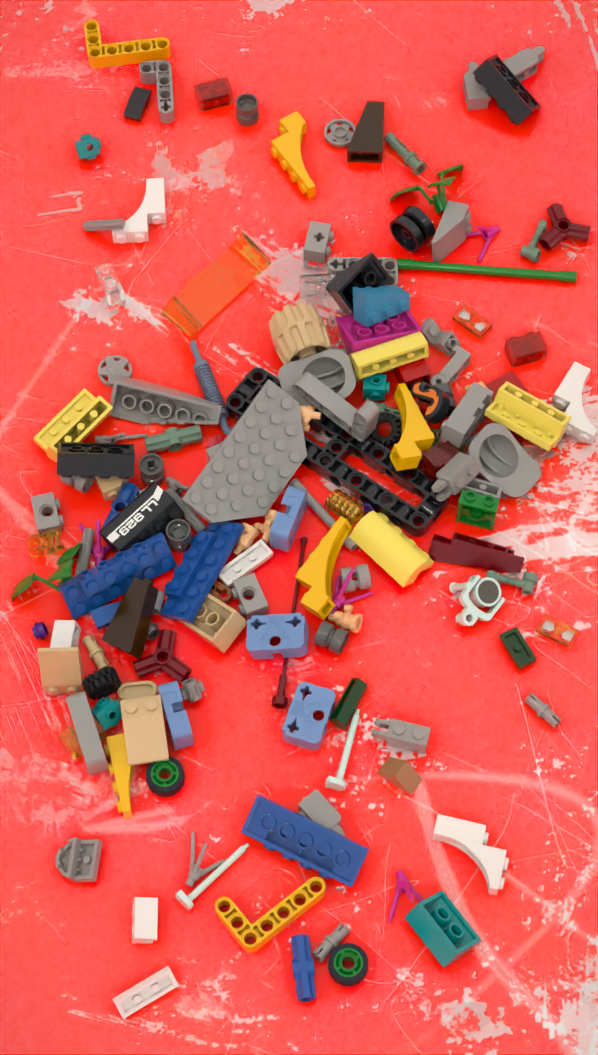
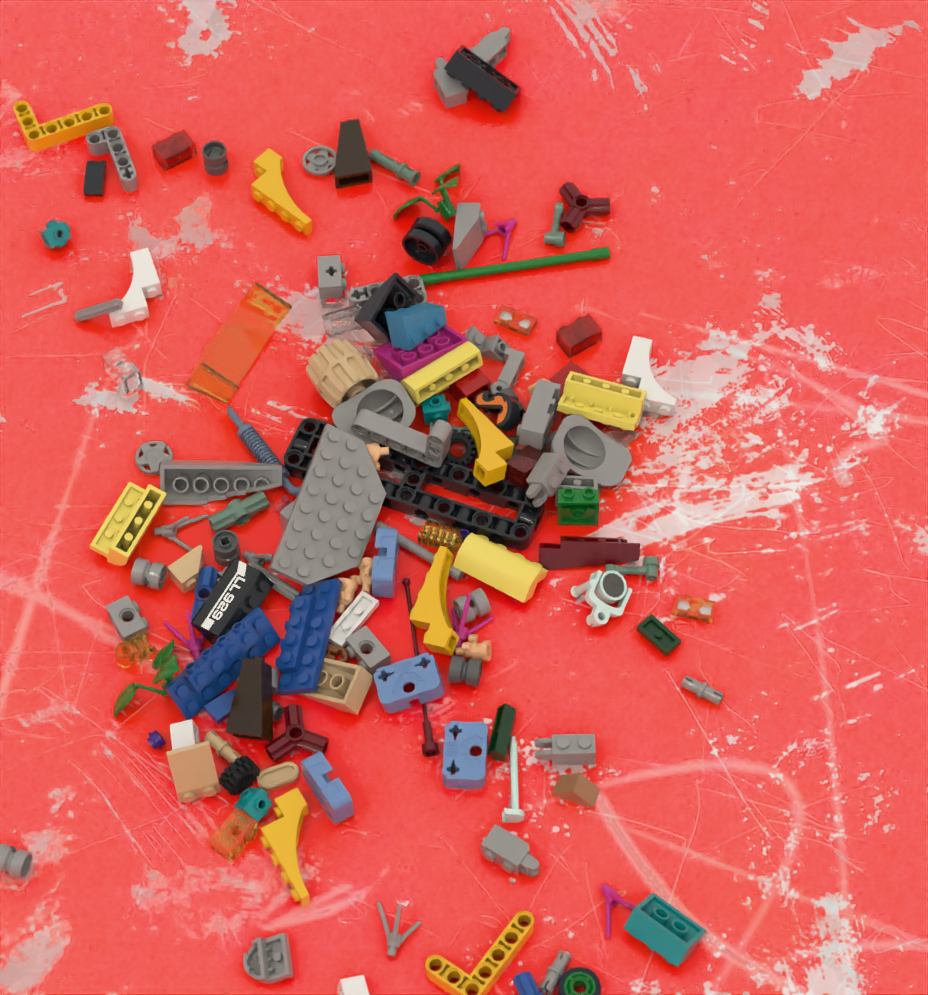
camera: 15 degrees left, 5 degrees down
(85, 550) = (179, 646): light grey axle -> none
(87, 733) = (240, 827): light grey beam -> none
(95, 460) = (165, 550): black slope -> none
(144, 730) = (300, 809): tan slope -> none
(169, 786) = (330, 842): wheel -> none
(178, 535) = (275, 607): dark grey wheel -> none
(186, 900) = (394, 971): light aqua piece -> none
(192, 689) = (337, 758): light grey gear -> none
(305, 841) = (499, 878): blue plate -> none
(469, 838) = (669, 835): white arch -> none

